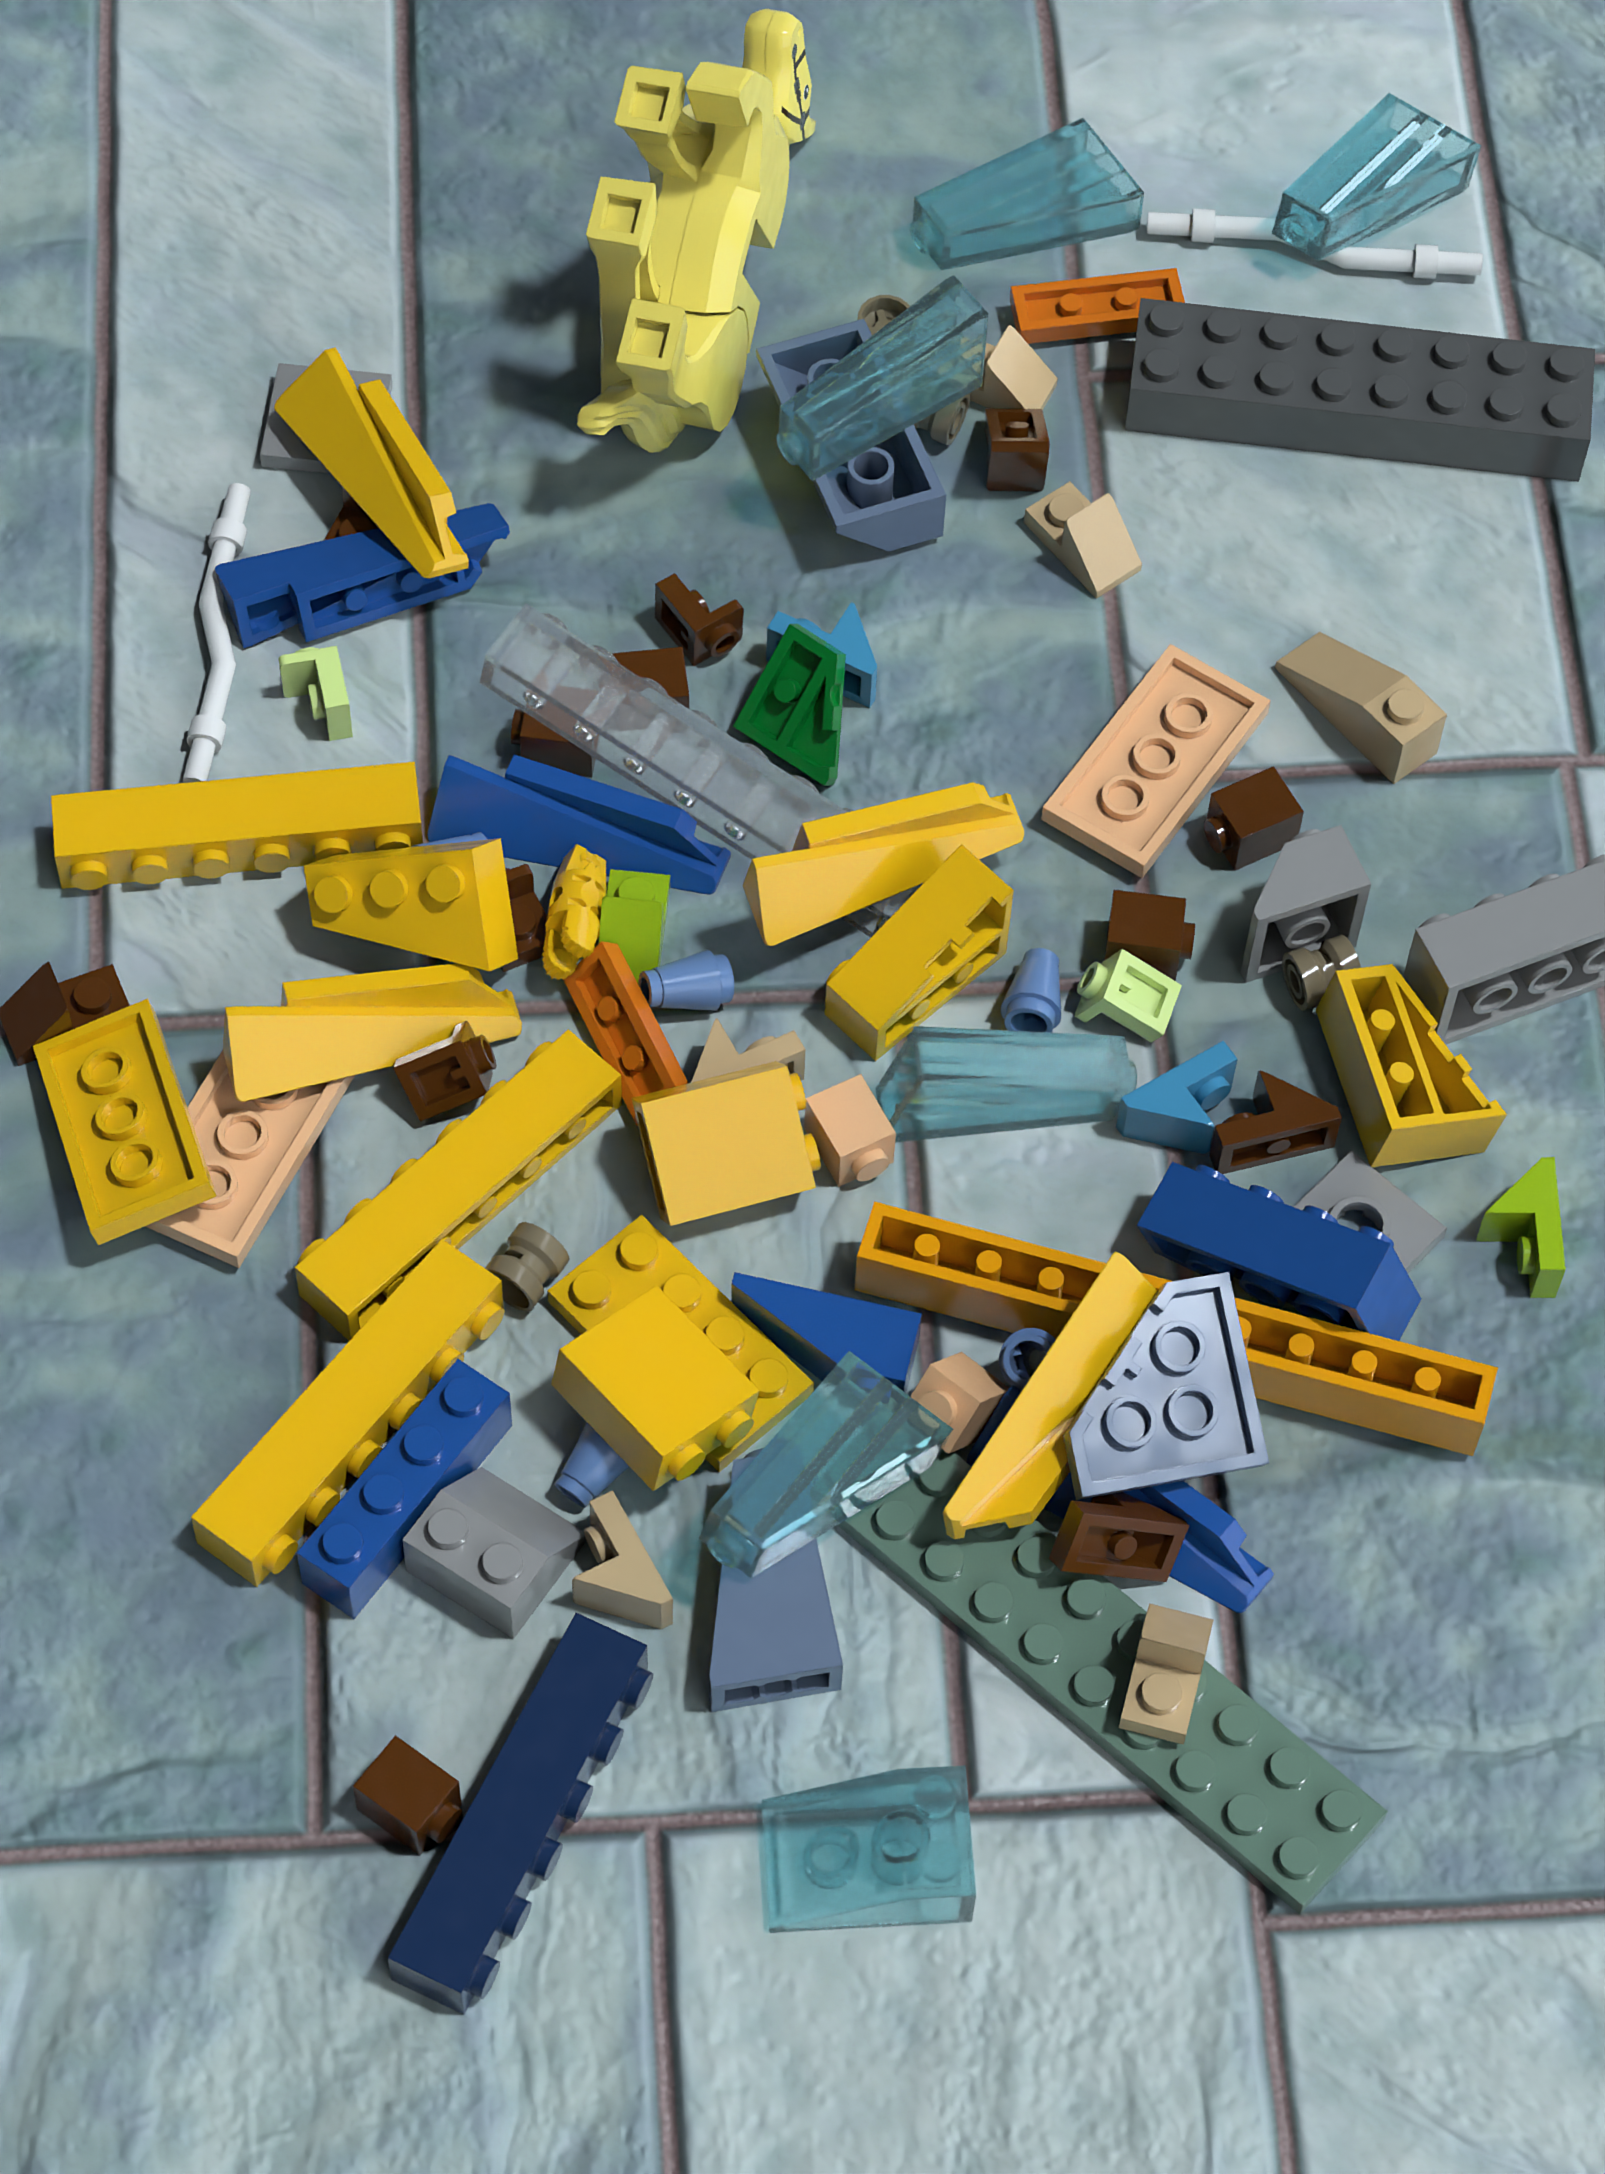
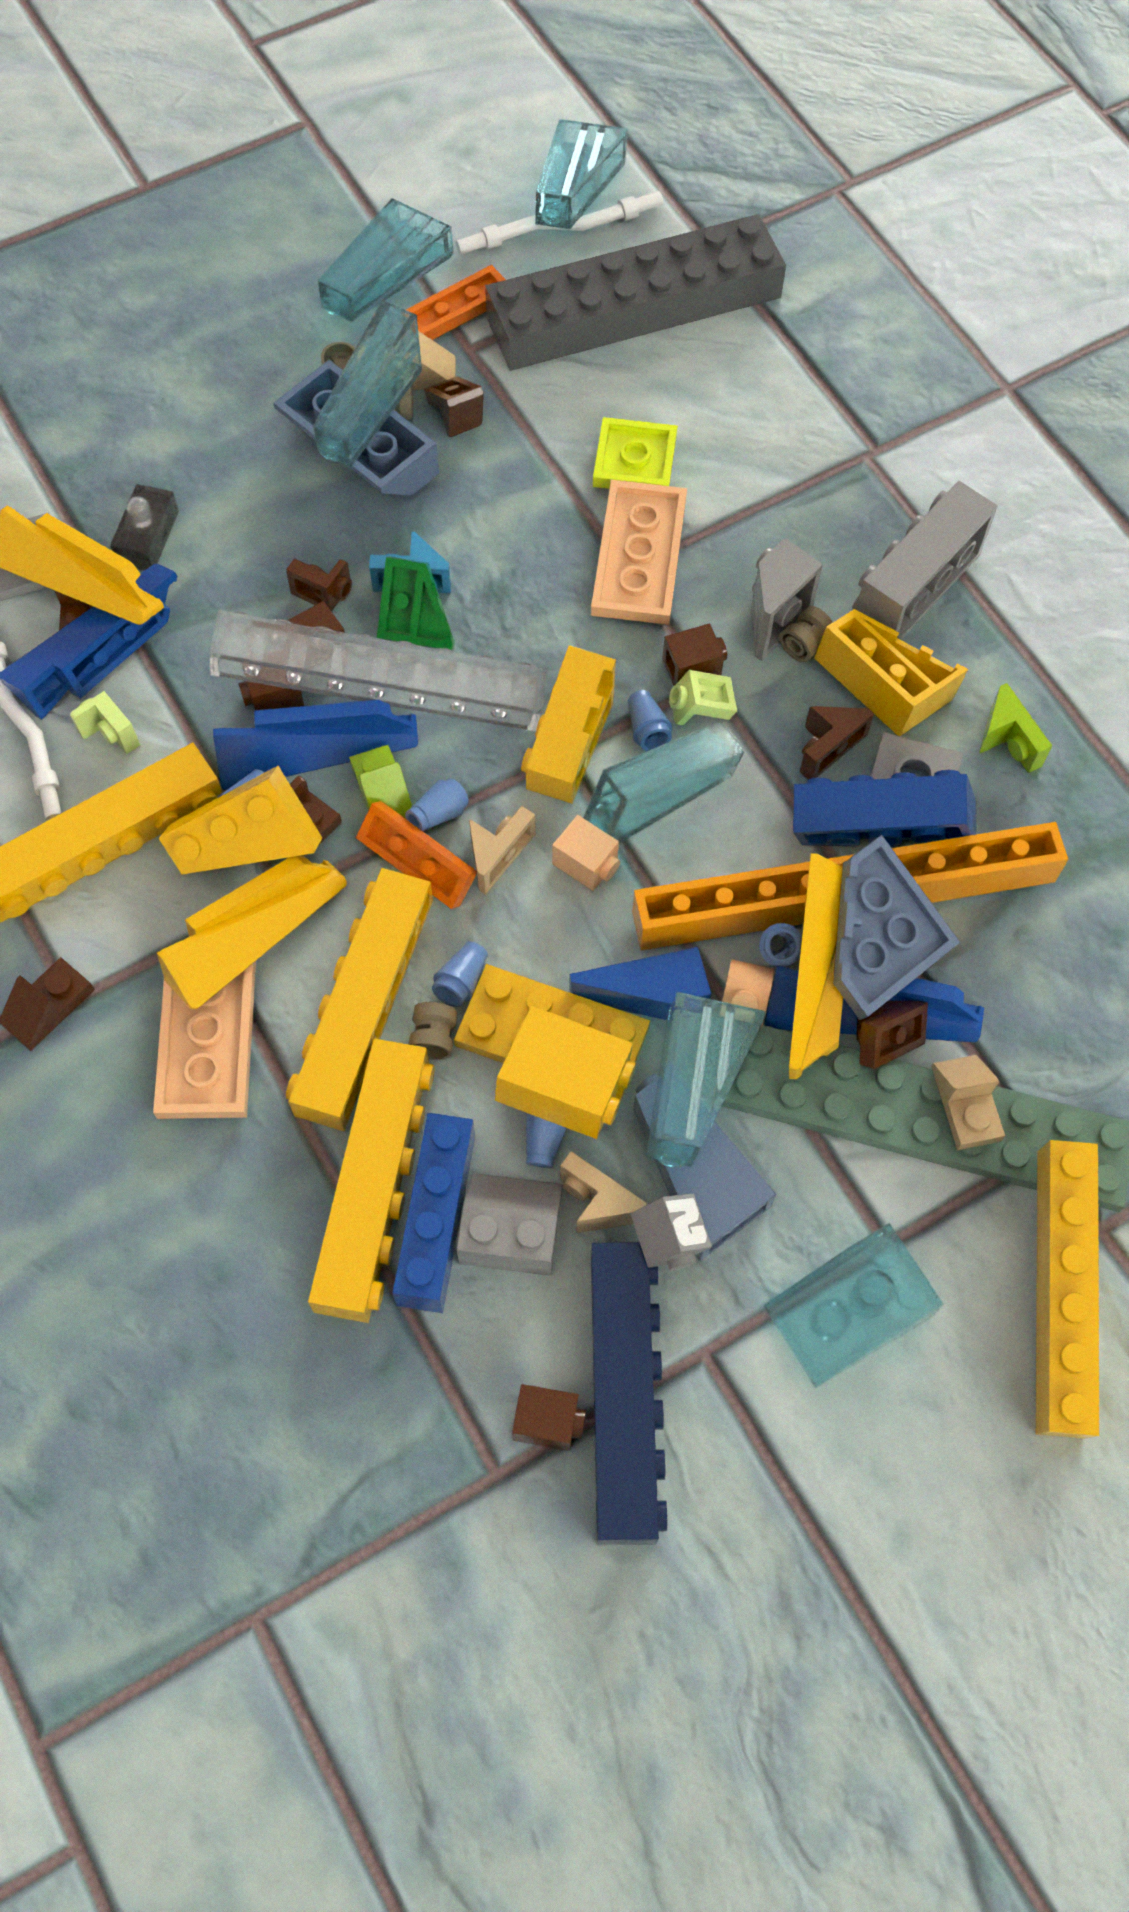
camera: 25 degrees left, 5 degrees up
(123, 1122) = (124, 1058): yellow plate -> none
(447, 1072) = (316, 929): reddish brown bracket -> none
(505, 447) = (145, 526): none -> clear smoke piece
(574, 912) = (343, 793): yellow hinge -> none
(598, 1214) = (460, 975): none -> medium blue cone
(677, 246) = (199, 346): light yellow animal -> none
(680, 1643) = (671, 1231): none -> light grey brick
(726, 1142) = (518, 894): yellow brick -> none
(873, 855) = (512, 678): yellow wedge -> none
(1085, 537) = (524, 439): tan slope -> none
(1152, 1958) = (1067, 1290): none -> yellow brick
(1173, 1105) = (769, 751): dark azure slope -> none
(1228, 620) = (634, 452): none -> neon yellow plate
(1252, 818) = (716, 561): reddish brown brick -> none
(1367, 703) = (740, 466): tan slope -> none

